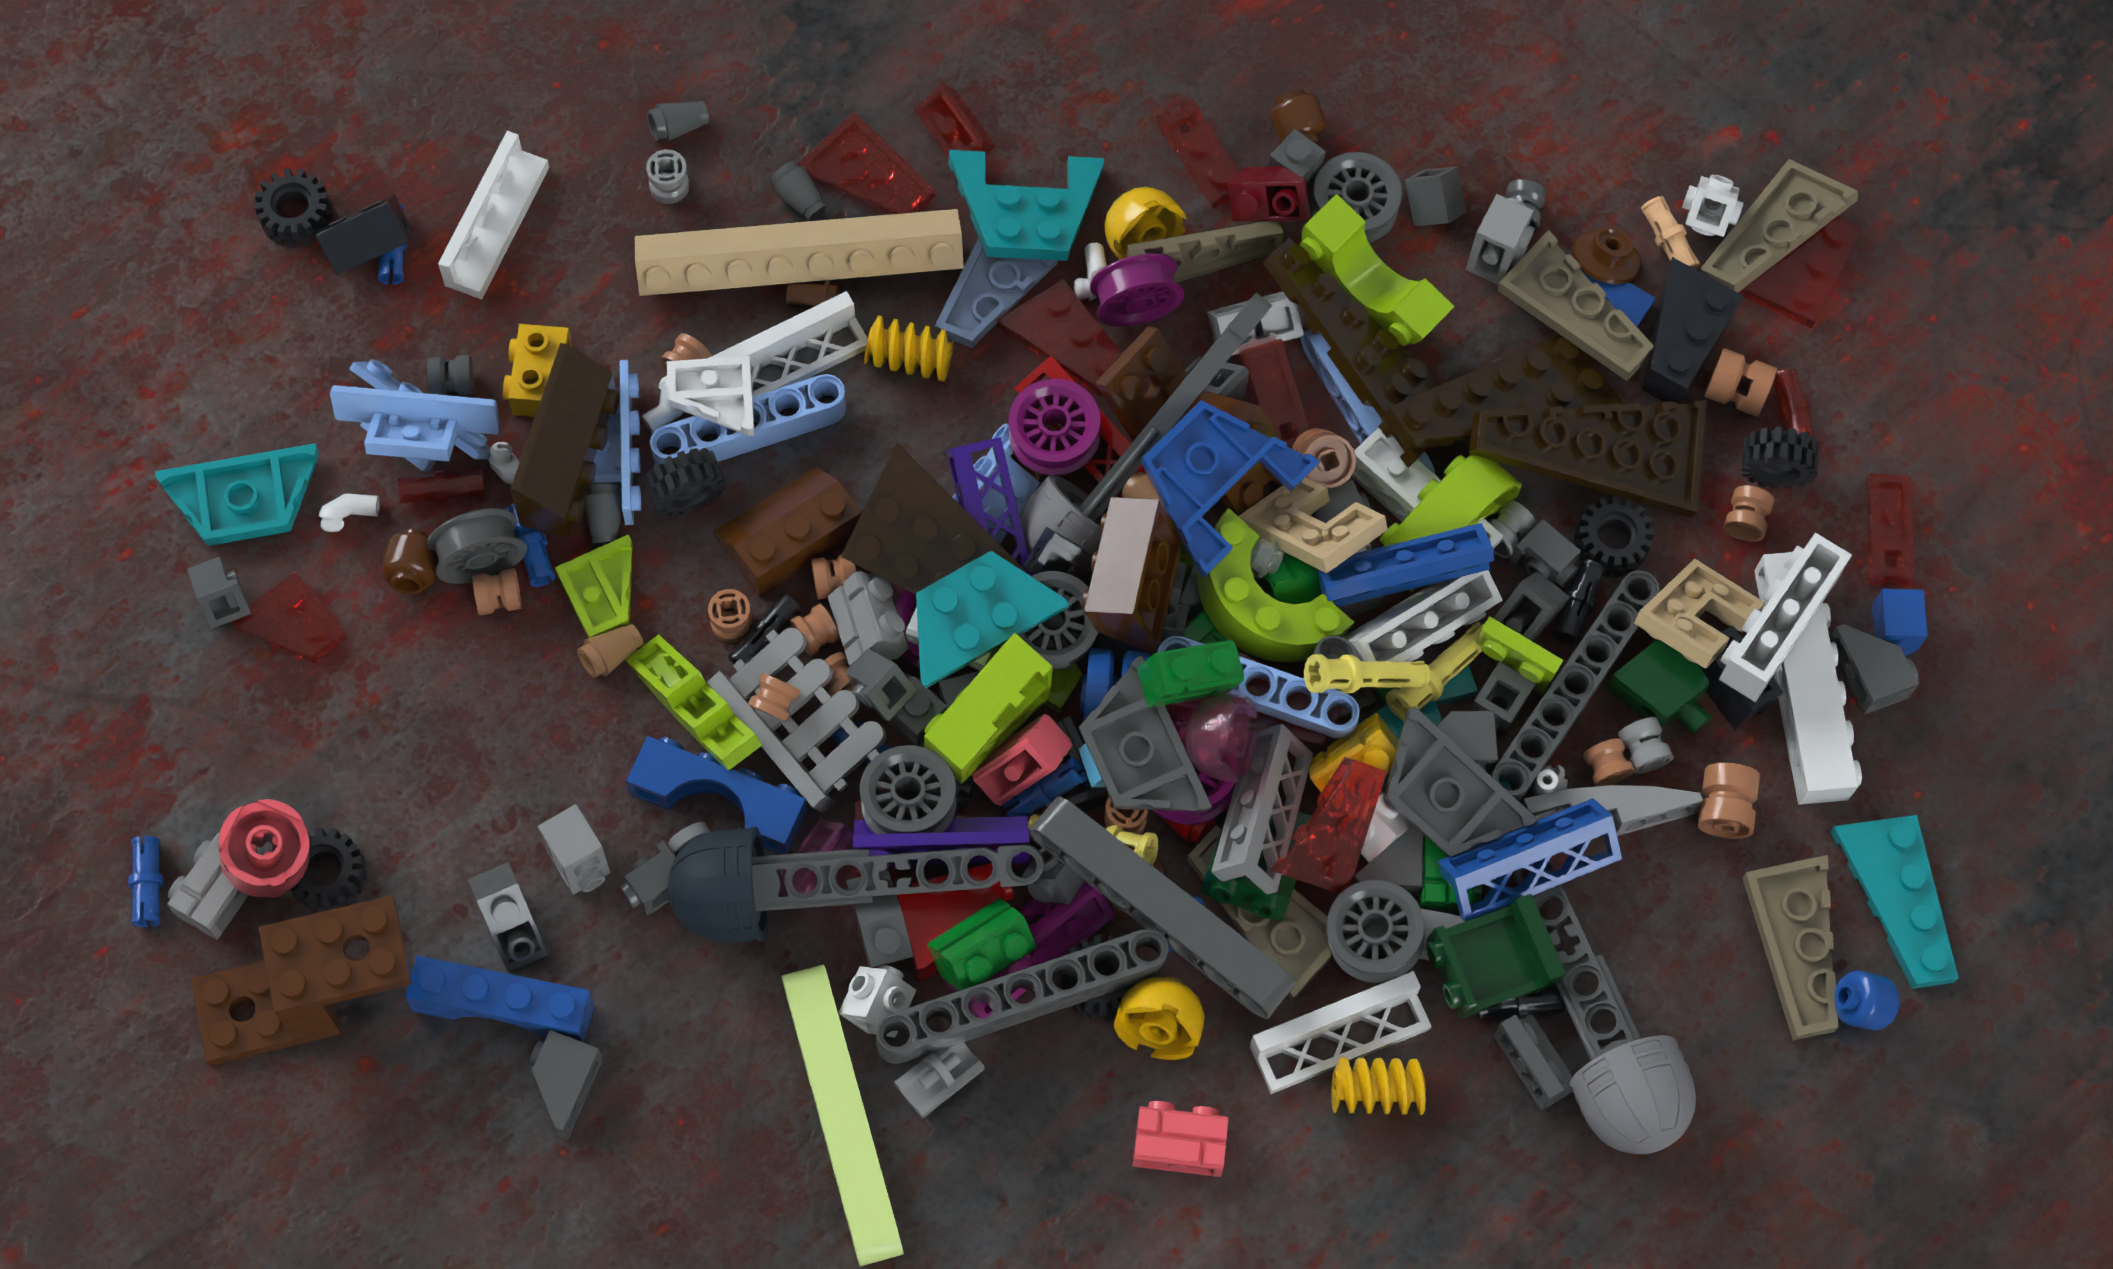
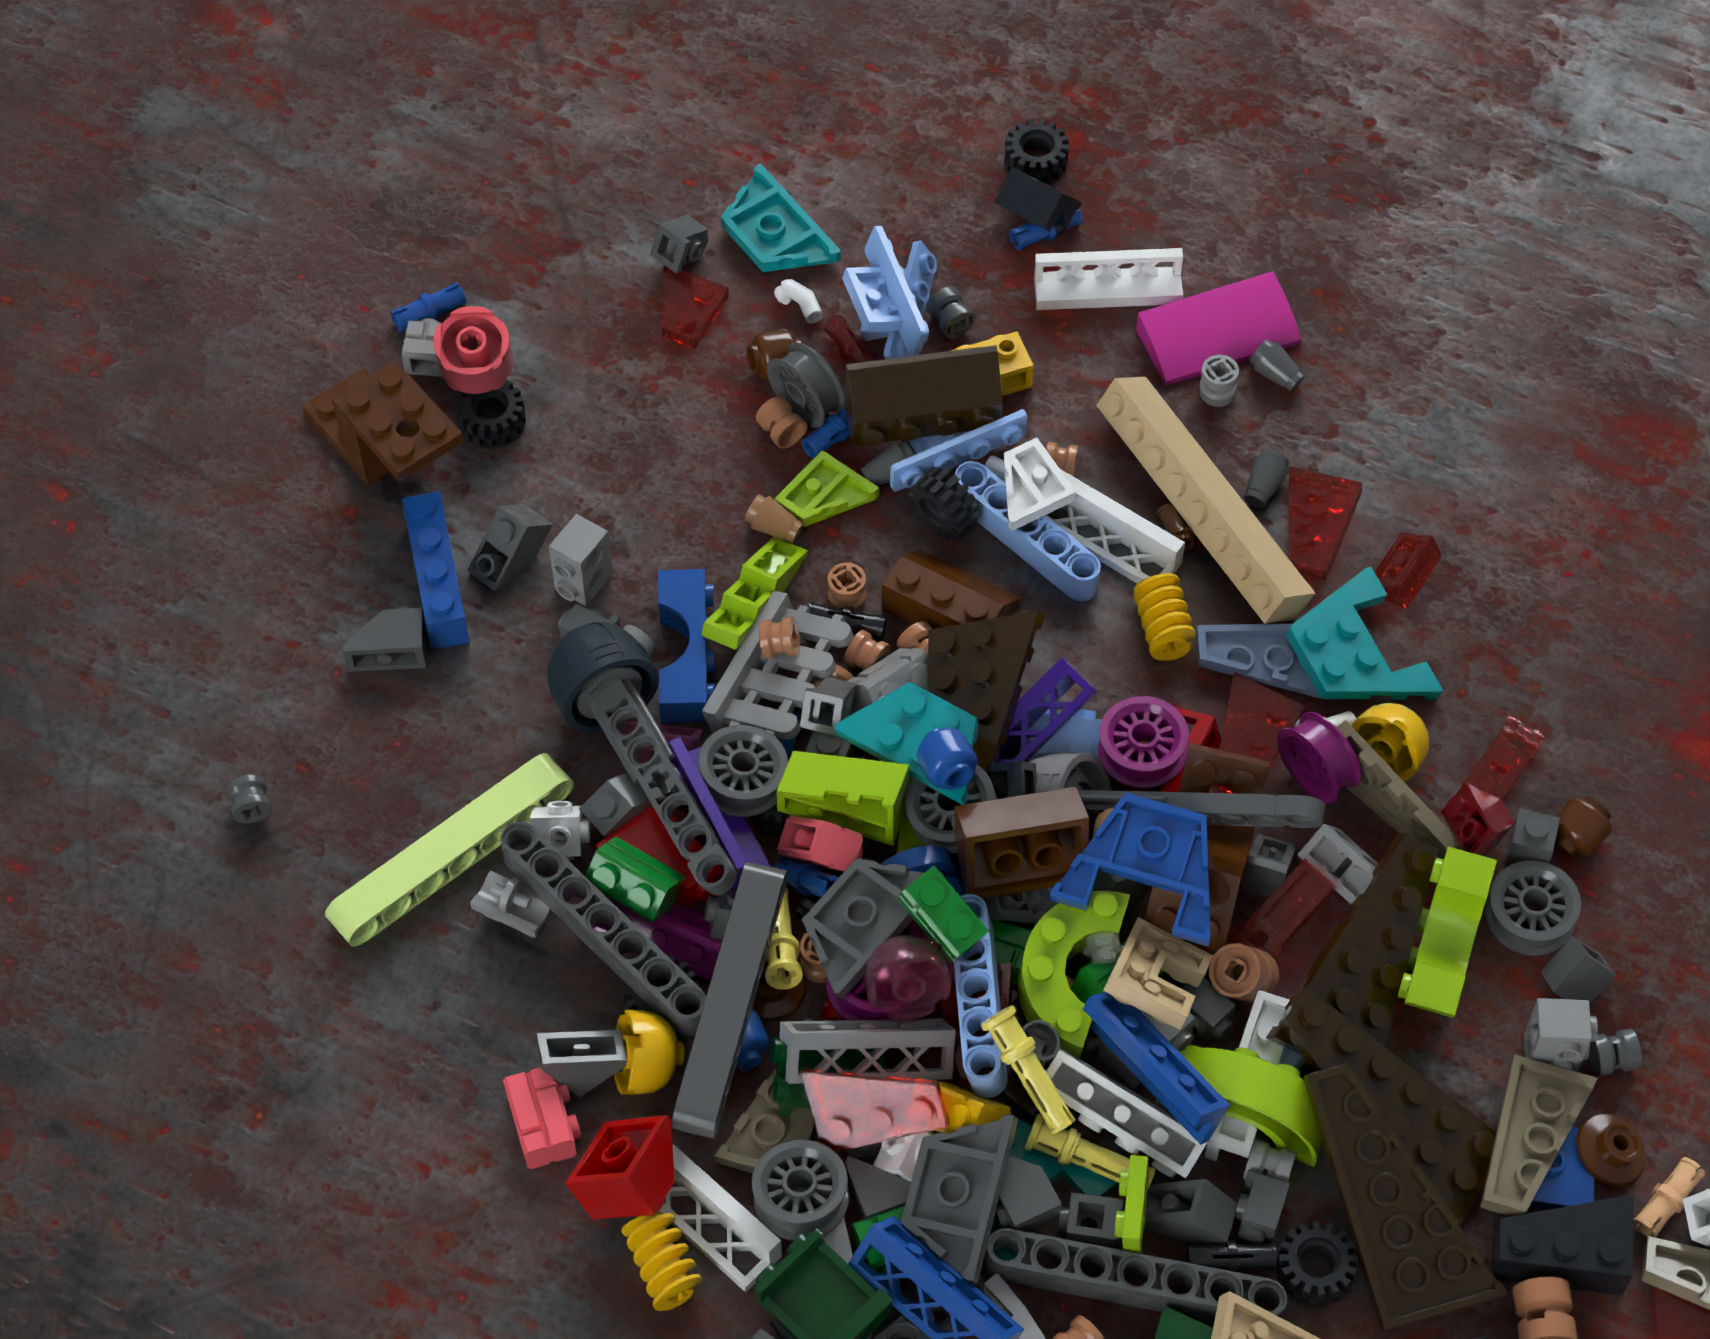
camera: 70 degrees right, 10 degrees down
(603, 149) = (1217, 322): none -> dark pink slope
(1033, 593) = (947, 758): none -> blue head
(1144, 1072) = (581, 1057): none -> dark grey slope
(1282, 1078) = (626, 1169): none -> red slope
(1550, 781) = (1036, 1304): white arm -> none

